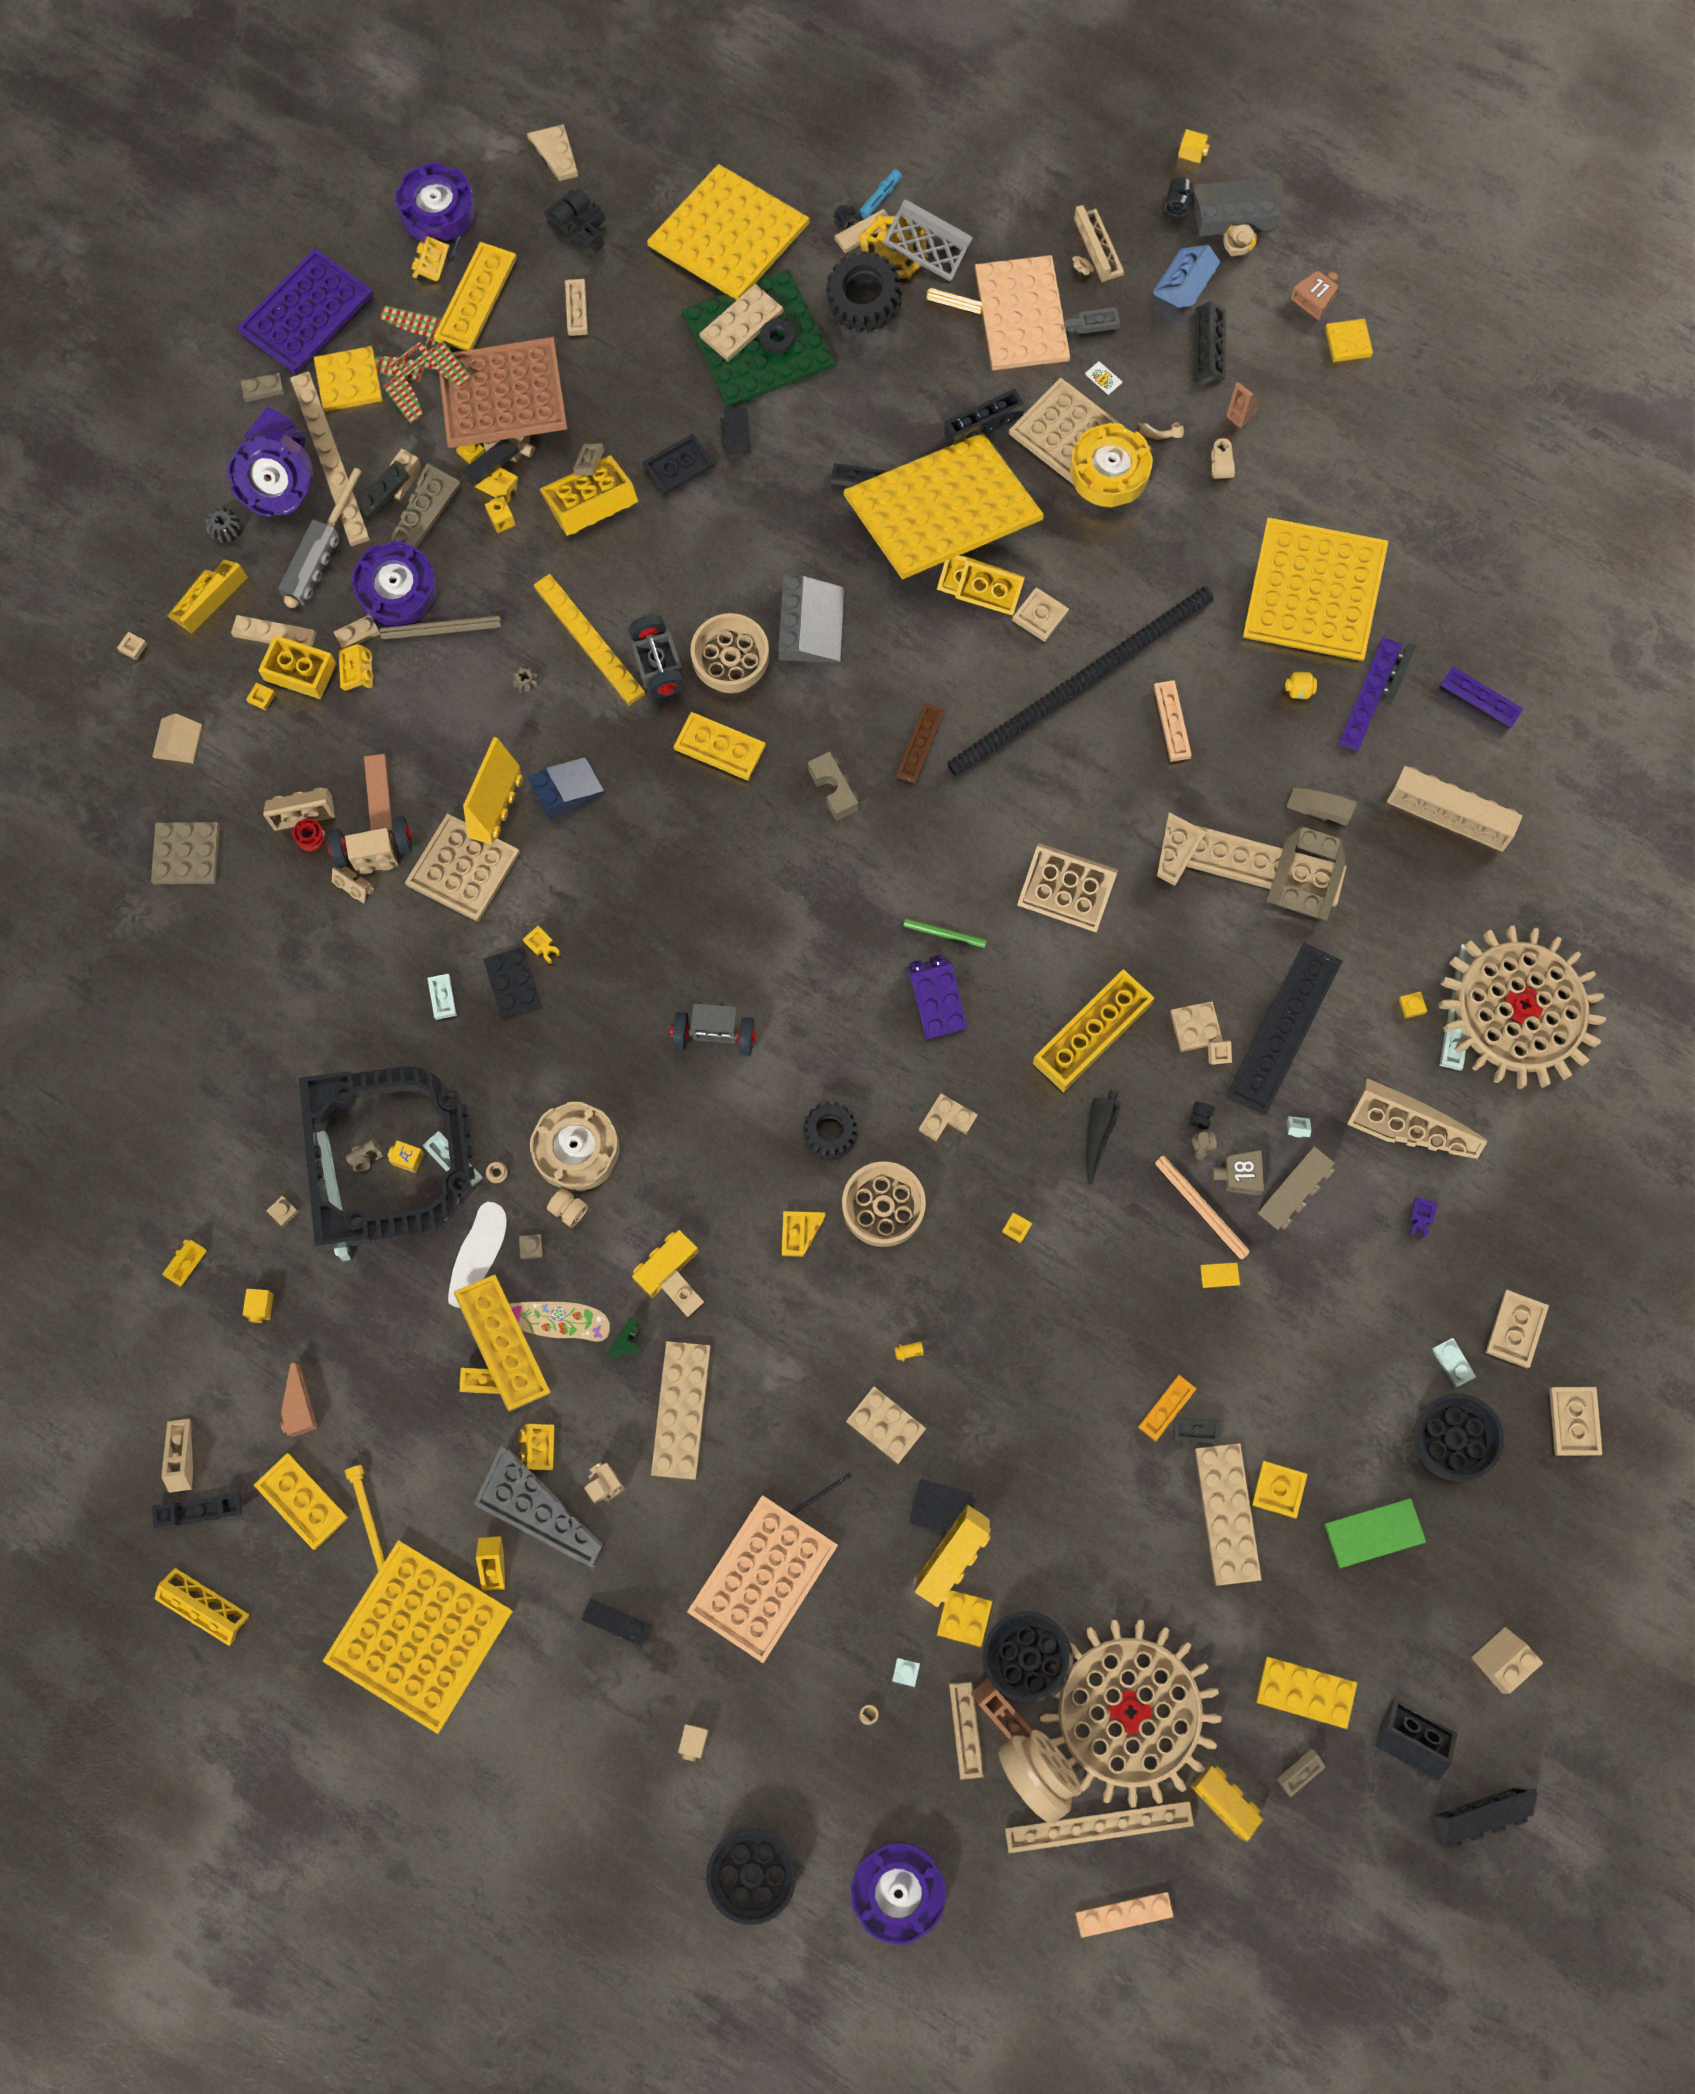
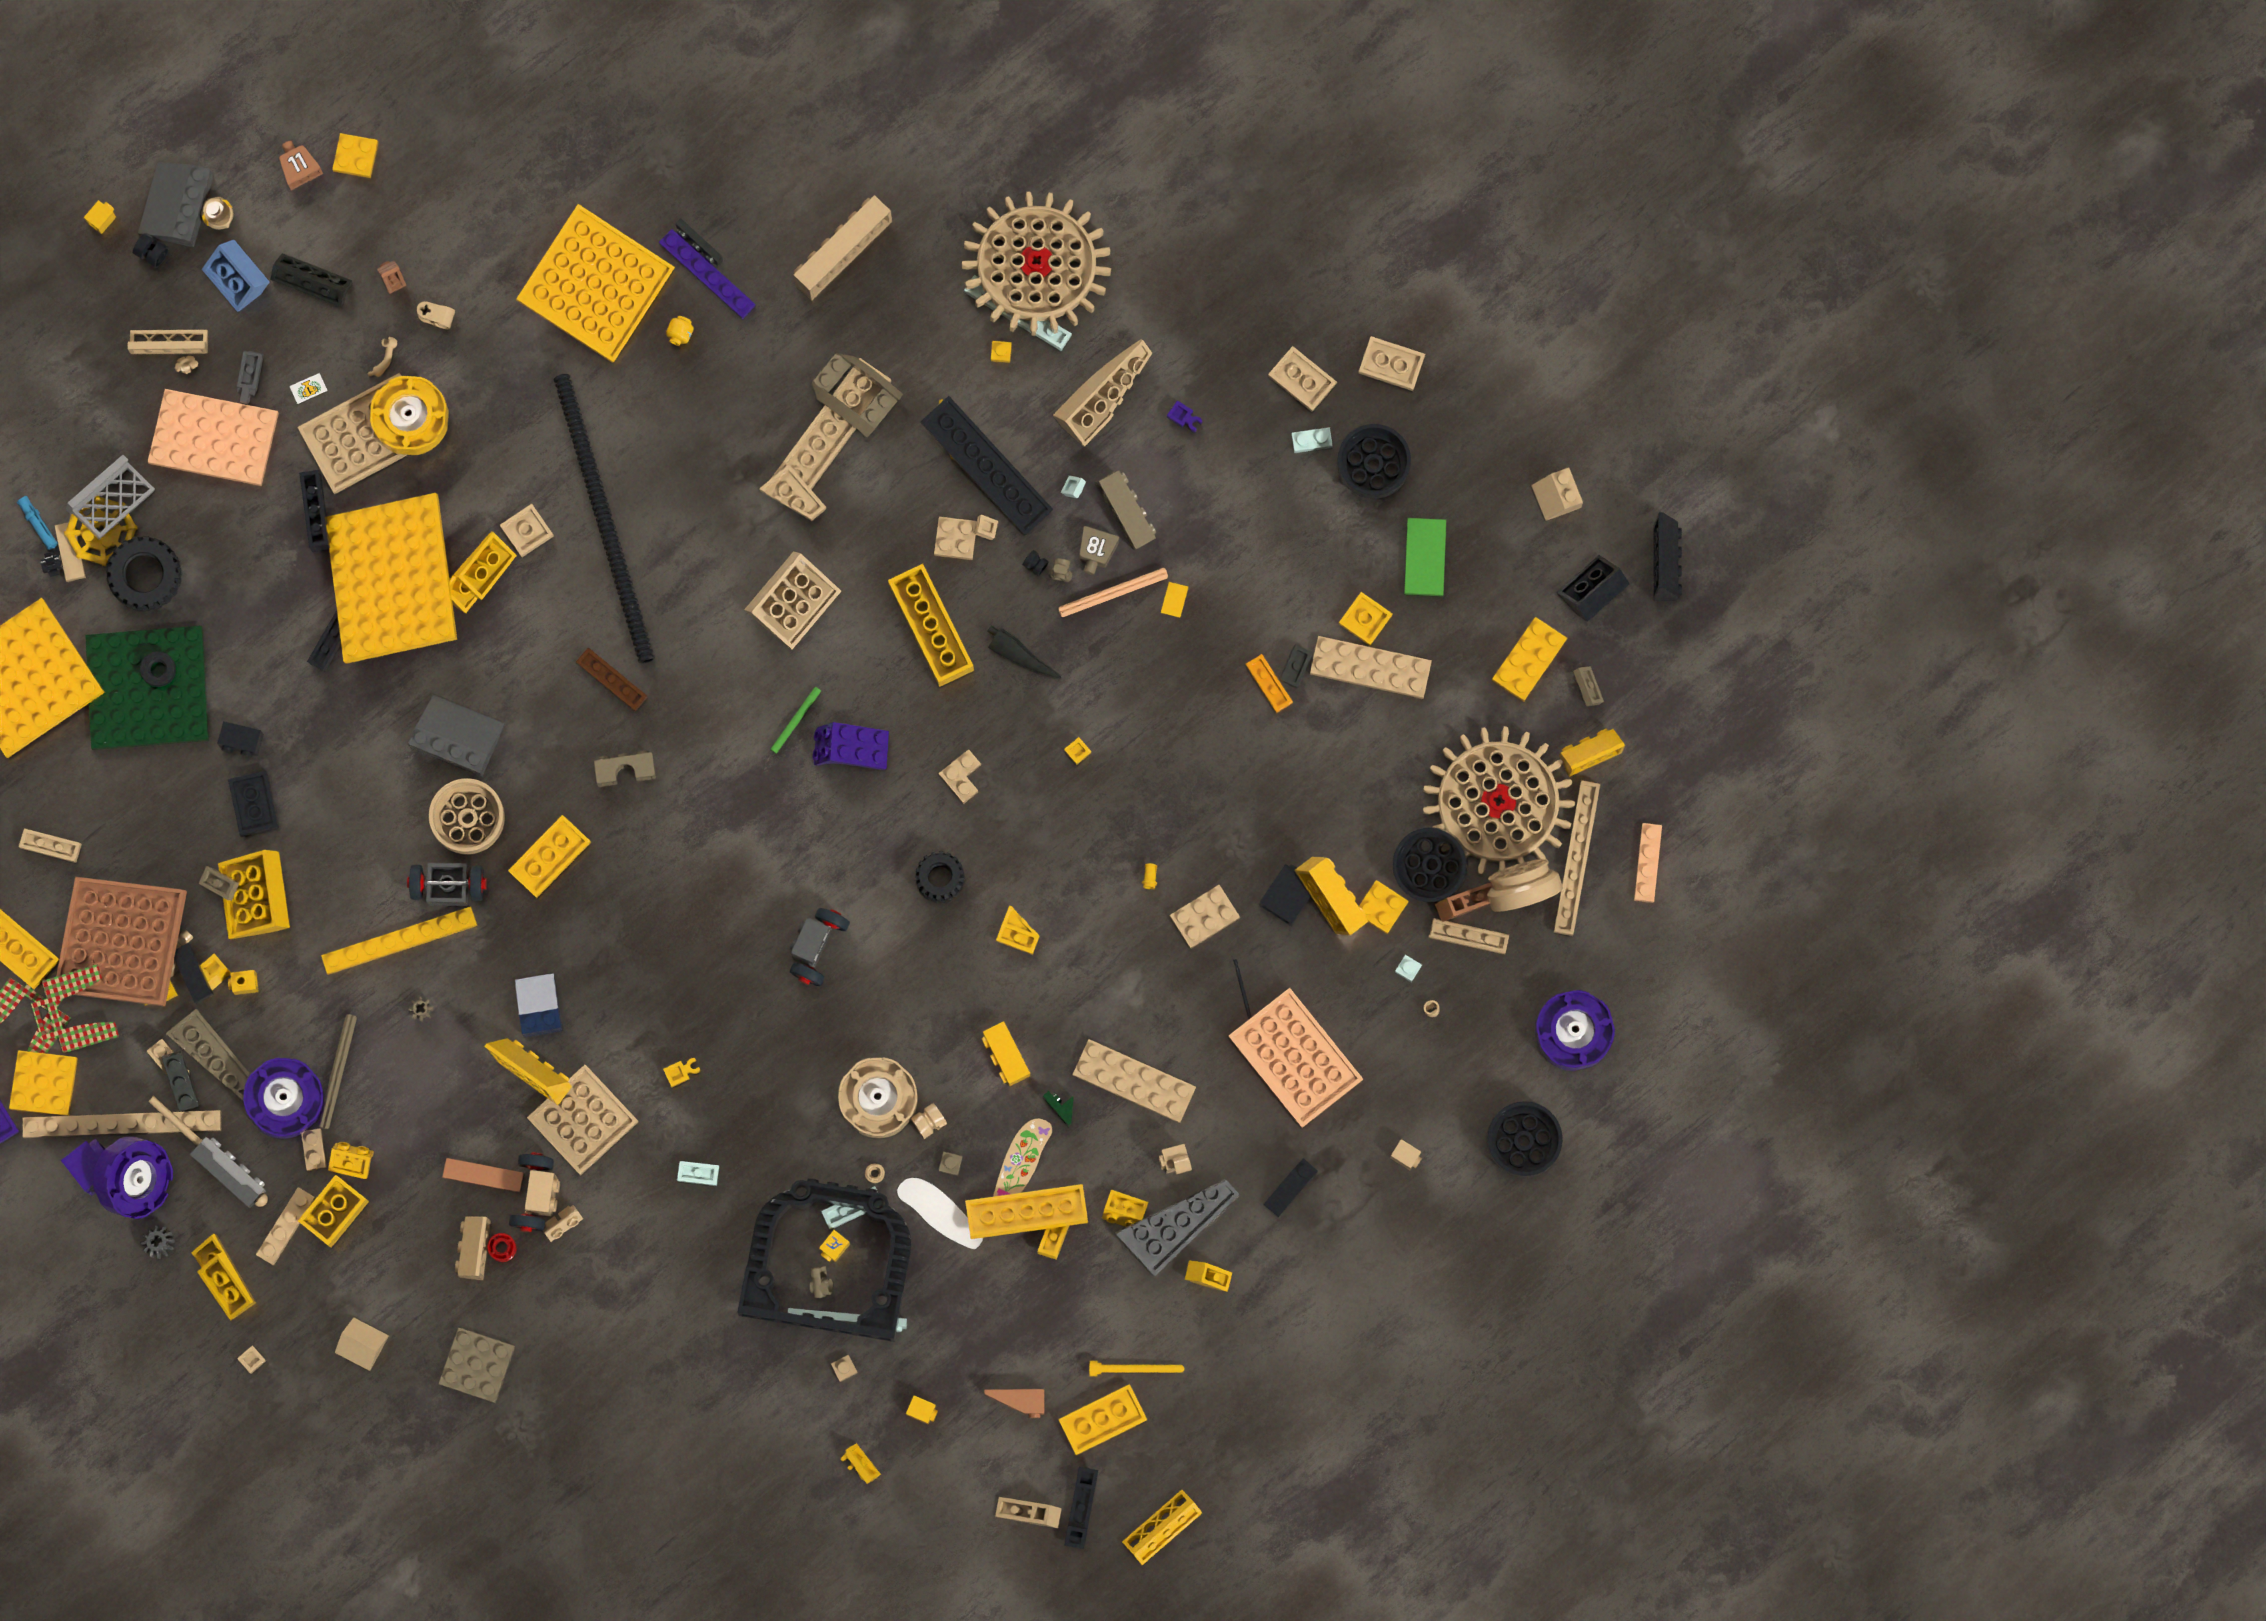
camera: 75 degrees left, 5 degrees up
(261, 696) = (347, 1254): yellow plate -> none
(262, 387) = (21, 1166): dark tan plate -> none
(418, 1636) = (1247, 1353): yellow plate -> none
(512, 982) = (706, 1108): black plate -> none
(681, 1293) = (1037, 1047): tan plate -> none
(741, 322) = (130, 697): tan plate -> none
(897, 1179) = (1028, 828): tan wheel -> none
(954, 300) = (177, 494): axle -> none
(1172, 721) = (671, 453): light nougat plate -> none
(1321, 805) = (796, 357): dark tan slope -> none
(1482, 696) = (746, 181): dark purple plate -> none

